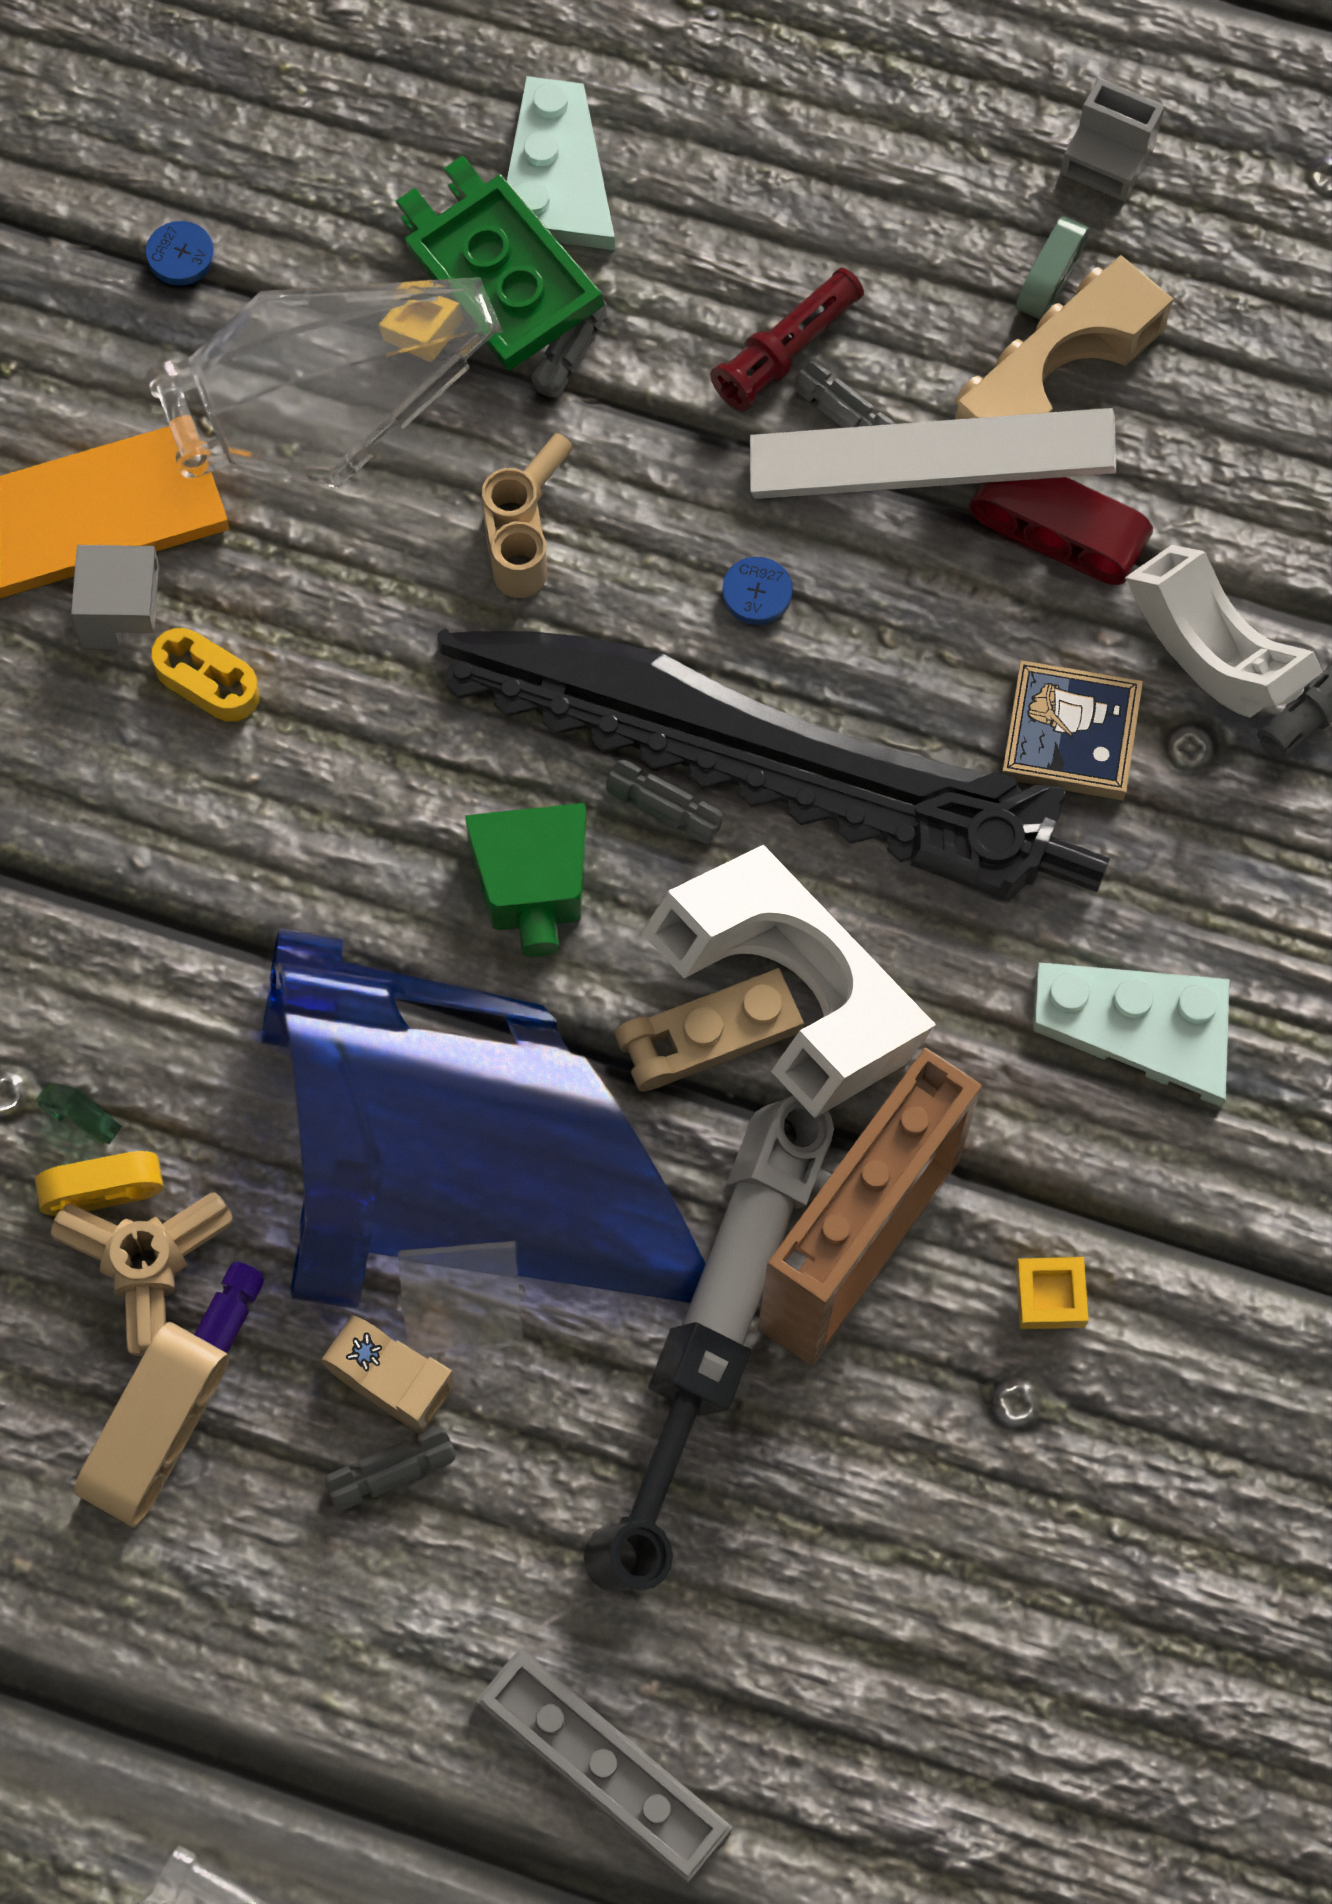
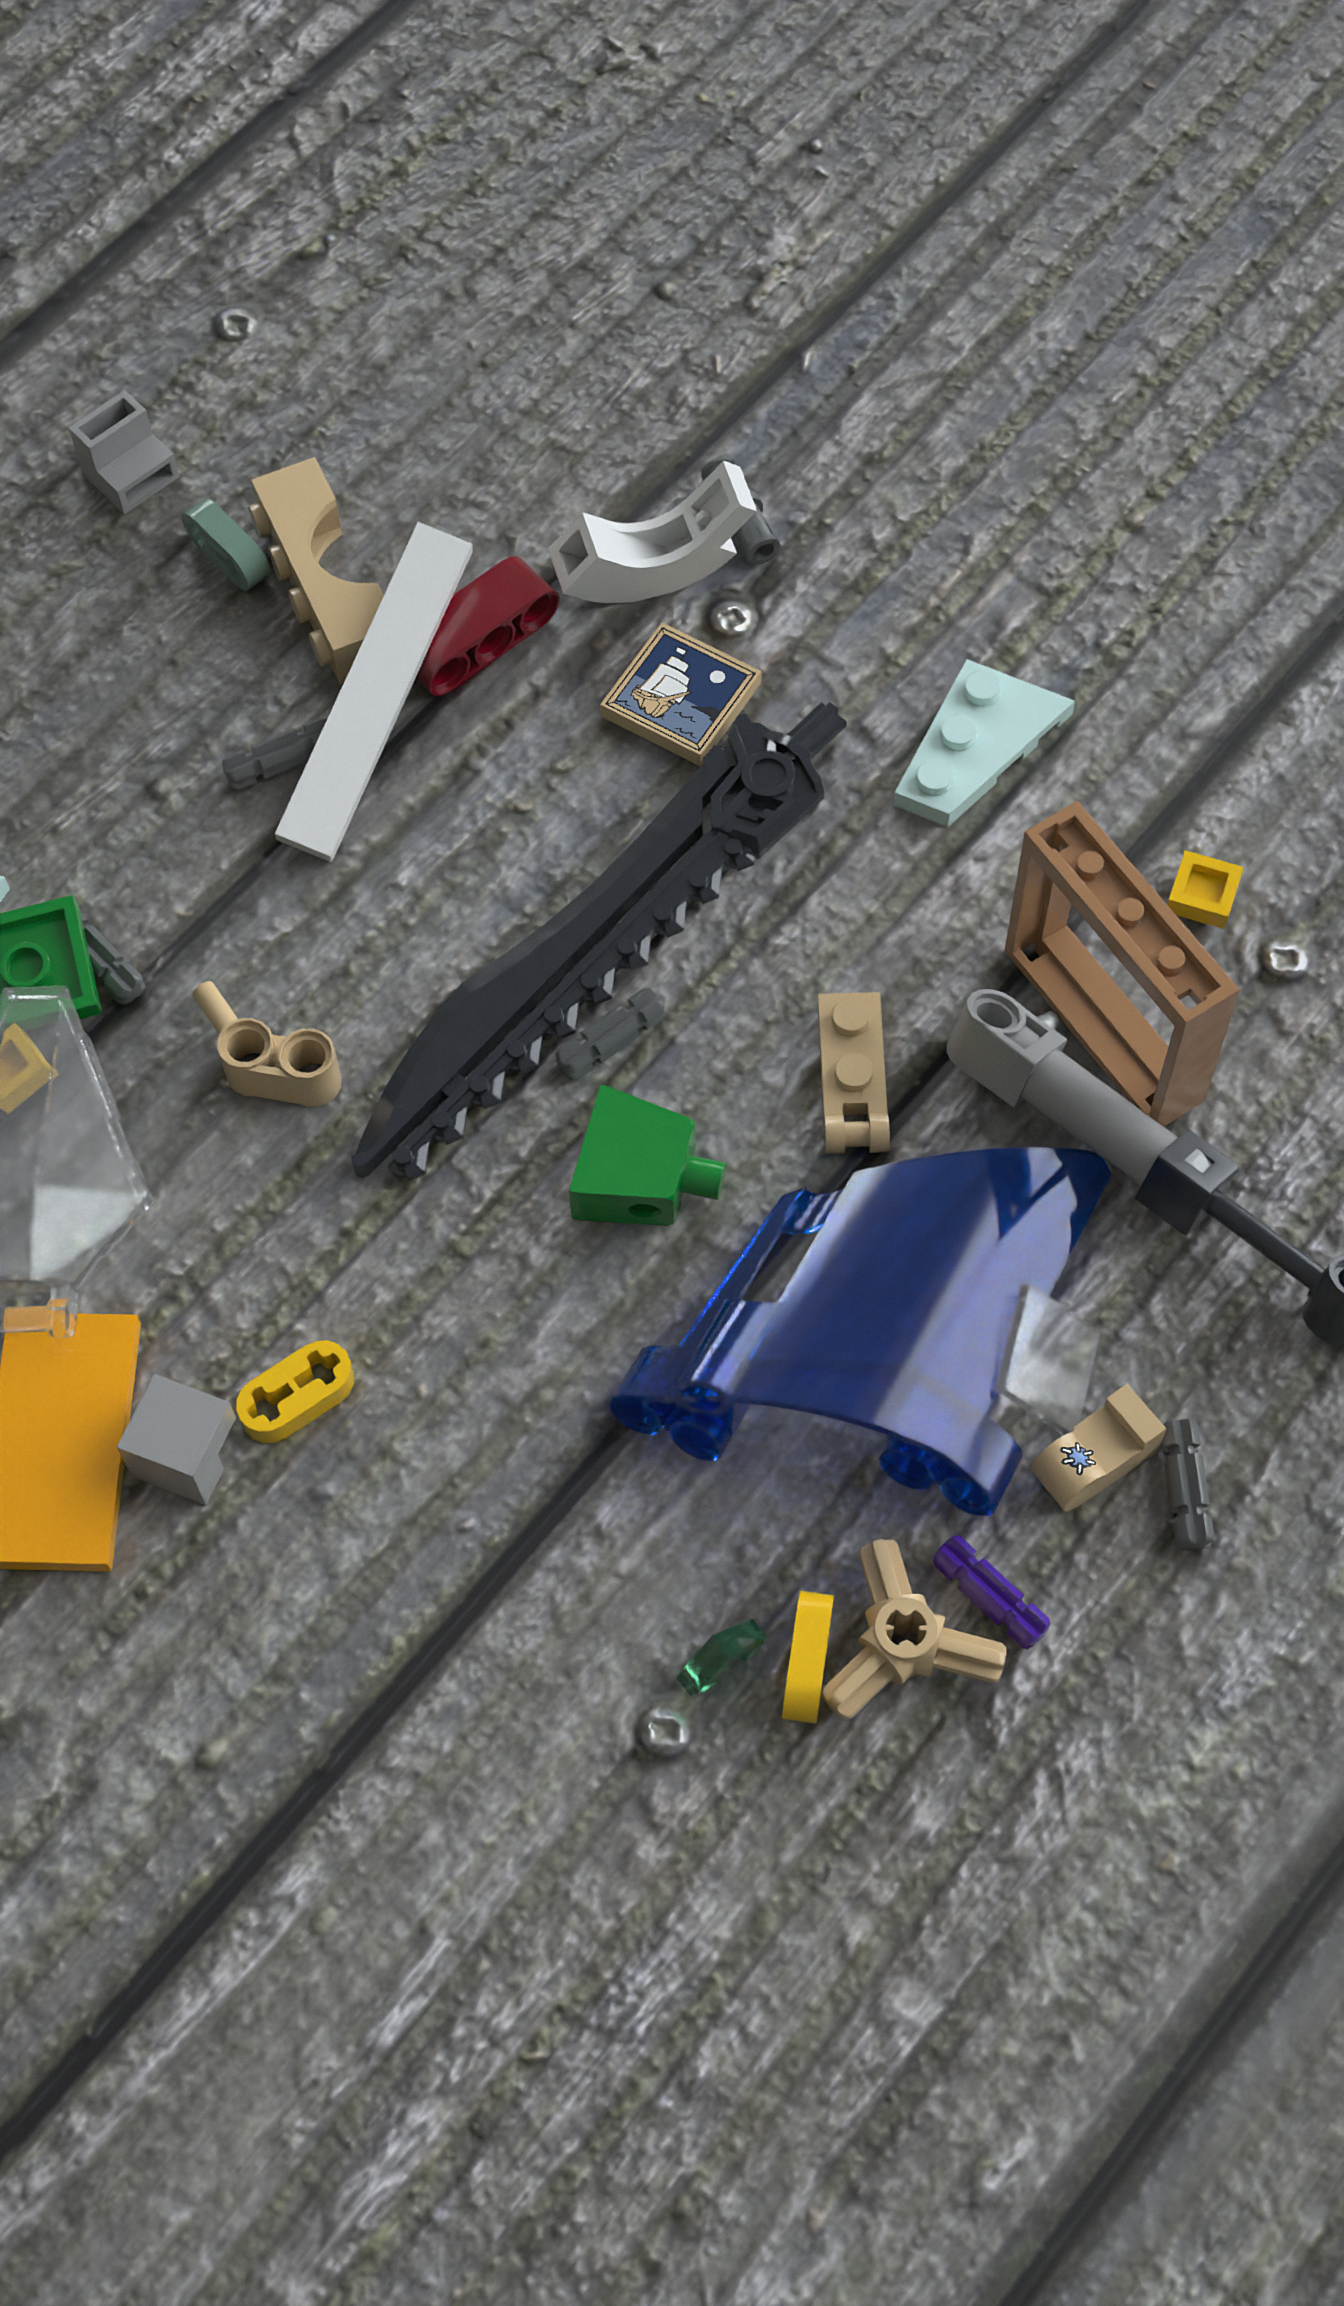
camera: 65 degrees left, 5 degrees down
(151, 1424) = (1084, 1678): tan beam -> none
(757, 590) = (430, 888): blue piece -> none
(767, 912) = (906, 936): white arch -> none
(772, 351) = (195, 791): dark red pin -> none

